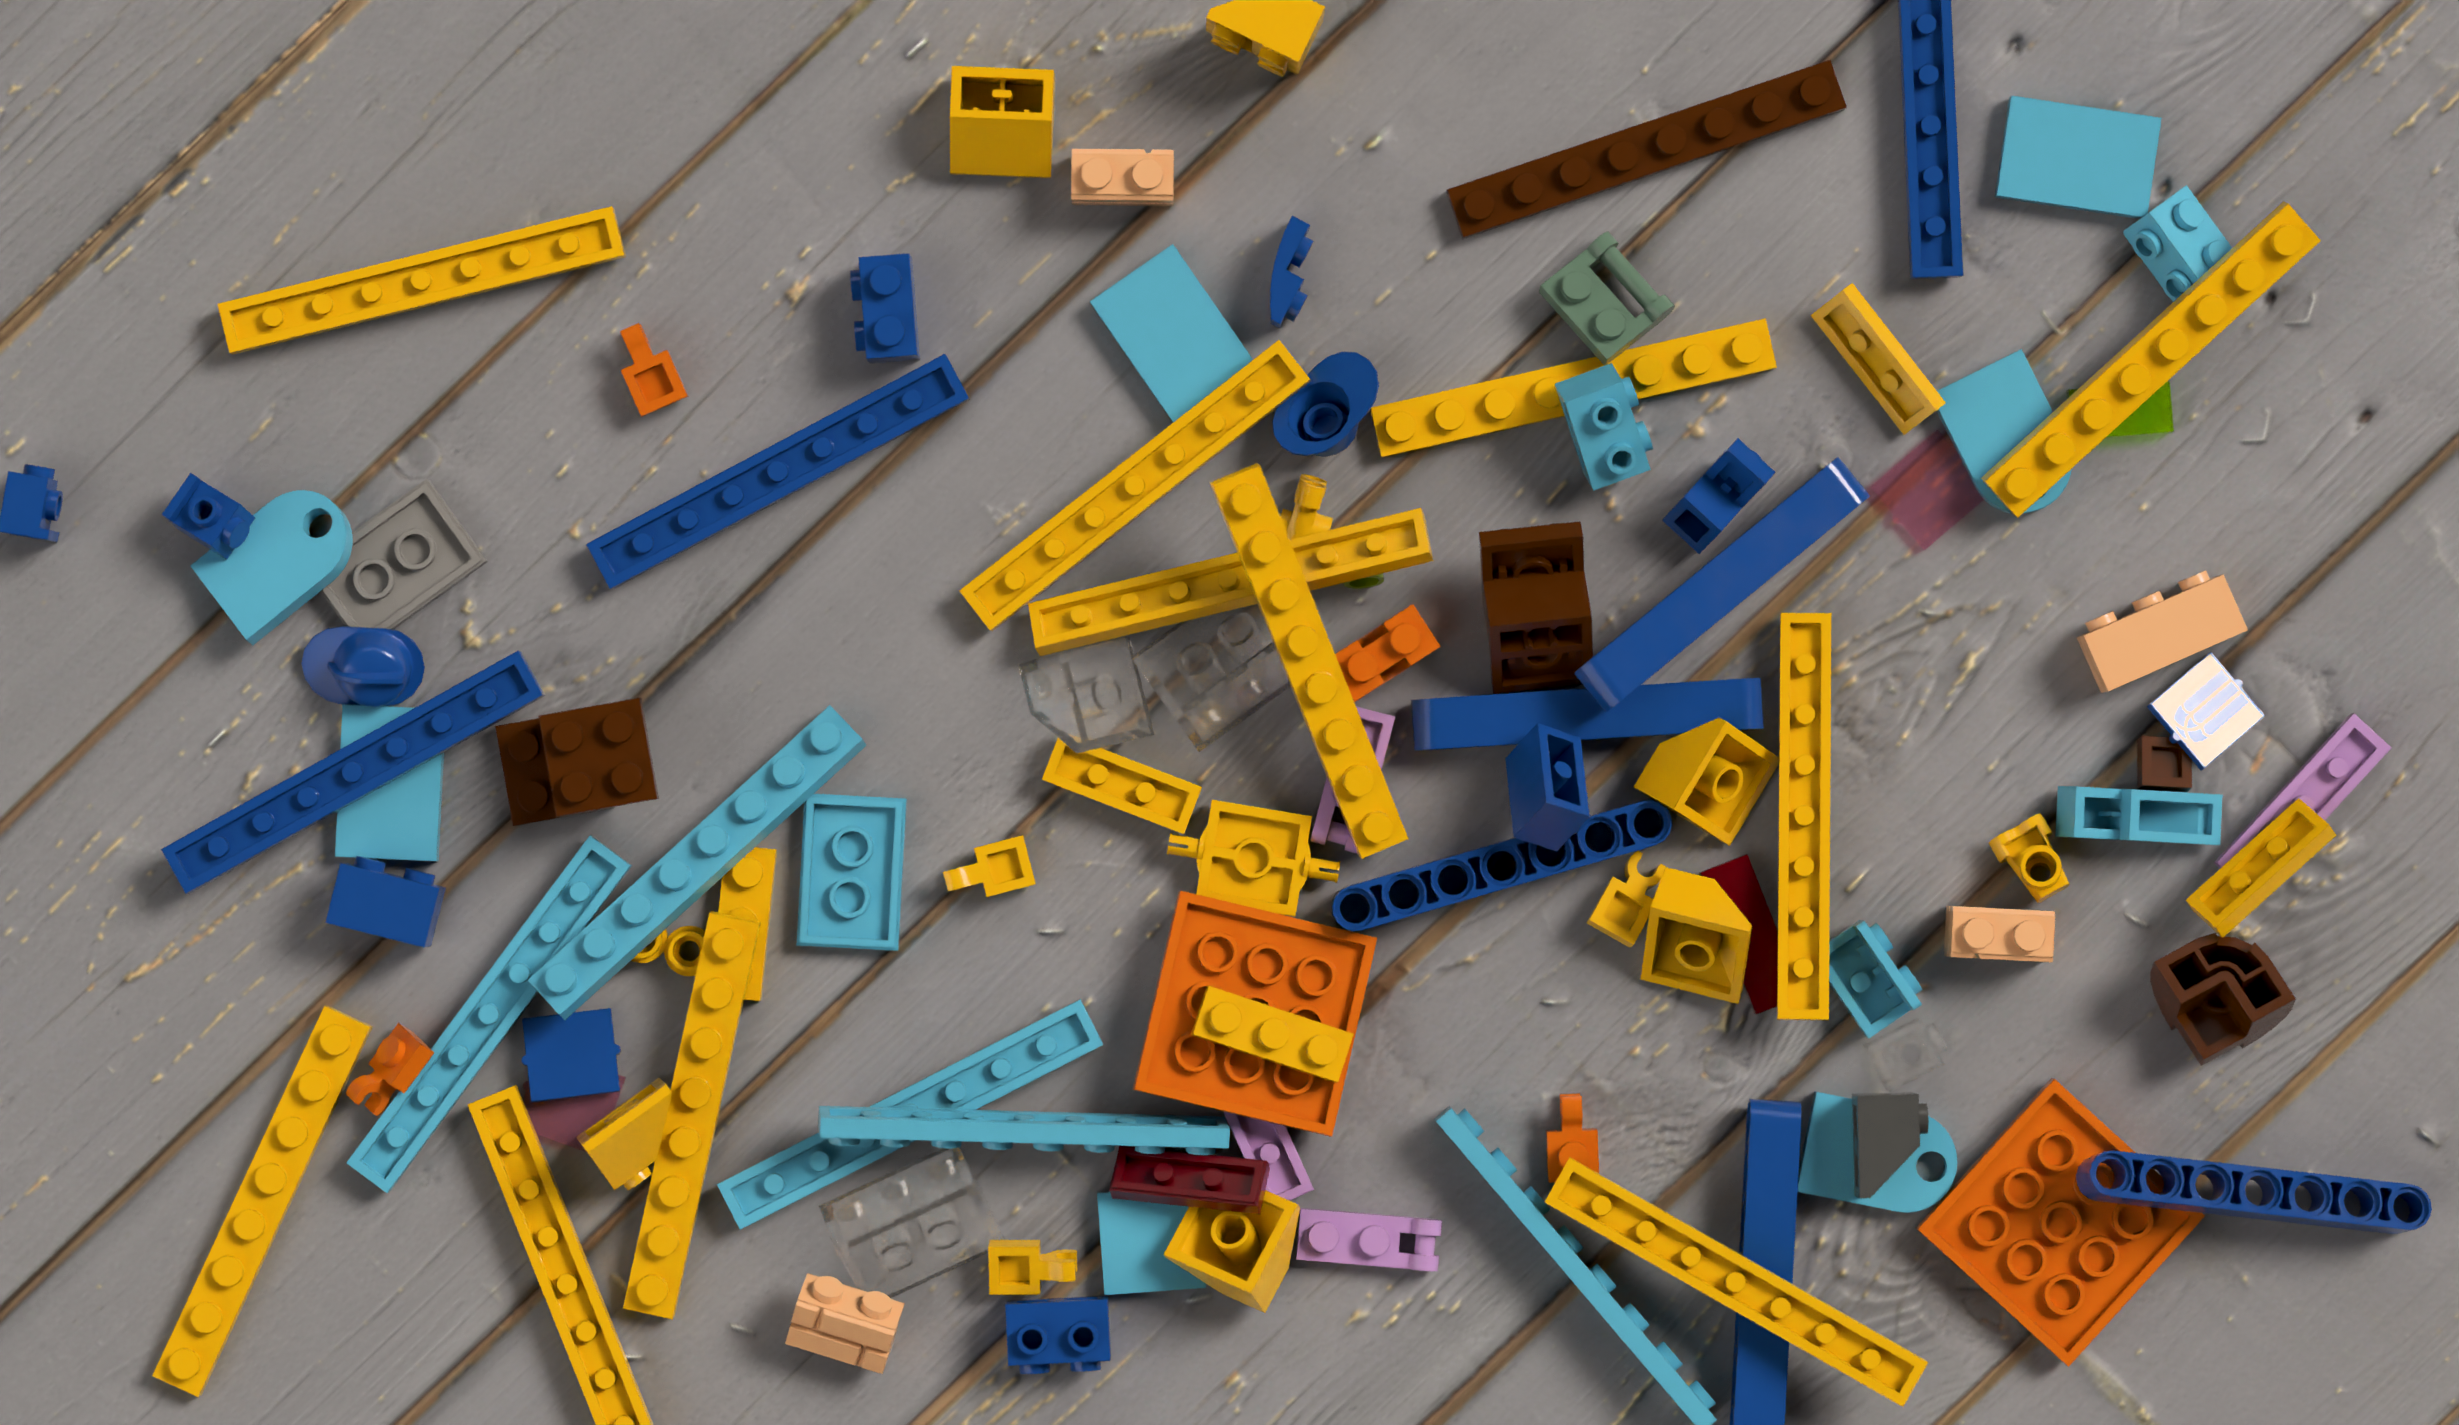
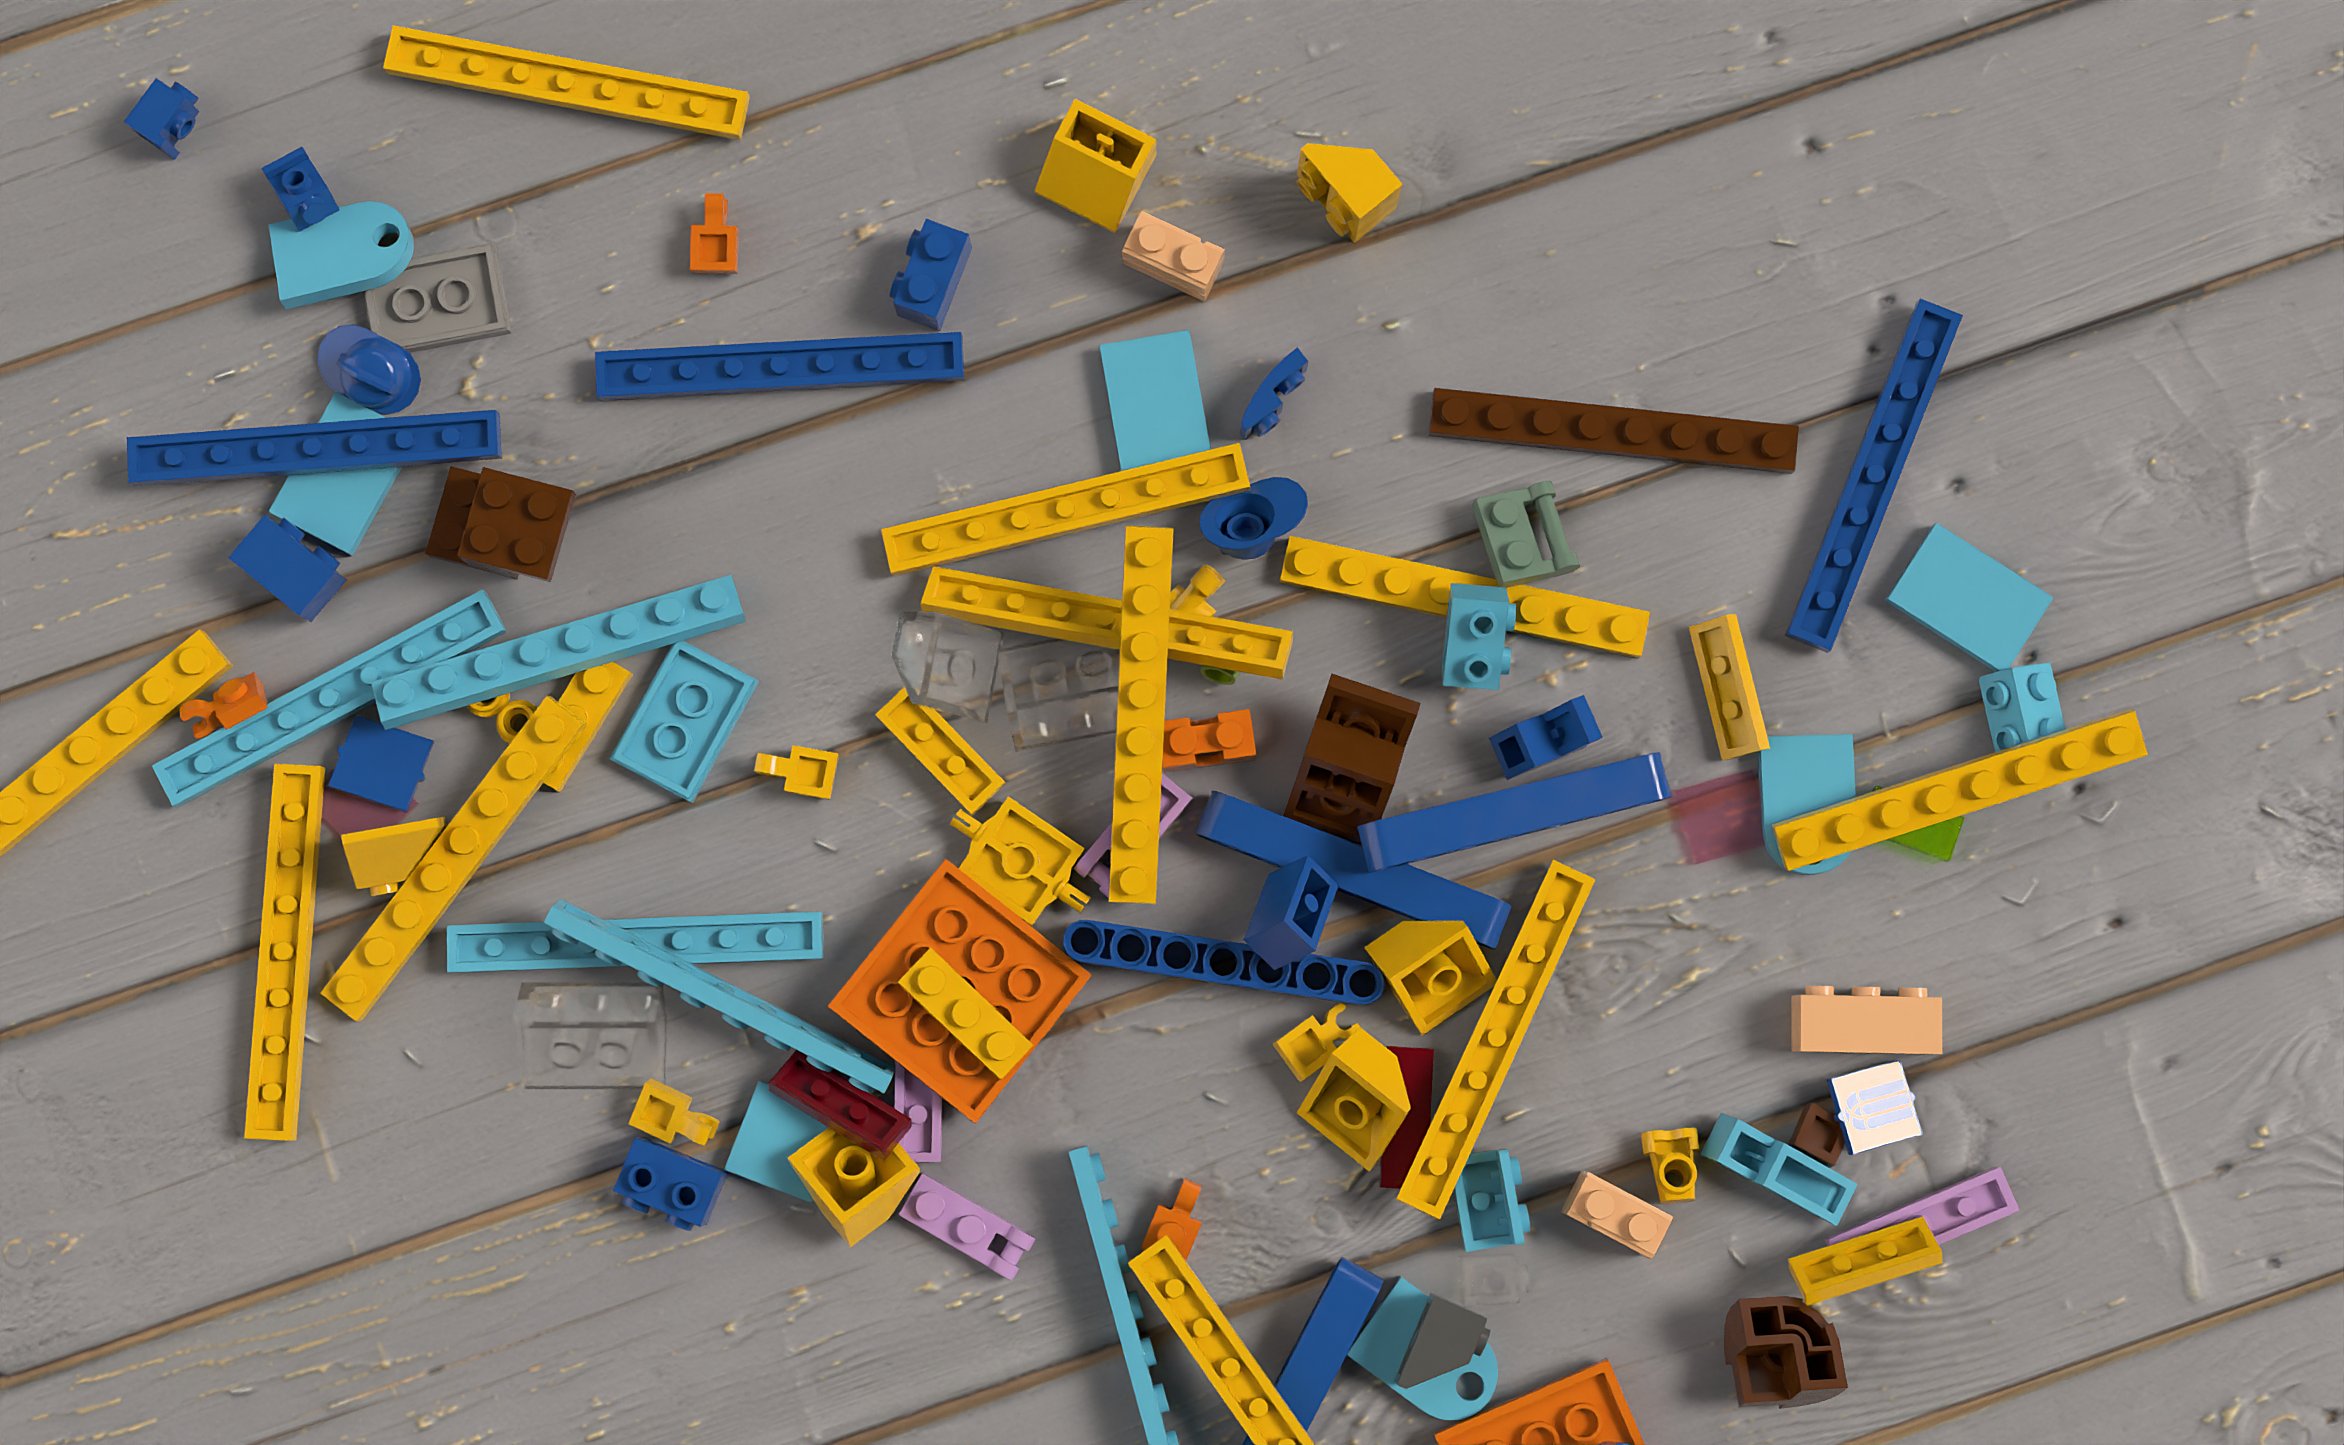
camera: 30 degrees right, 5 degrees down
(844, 1322) = (495, 1091): light nougat brick -> none

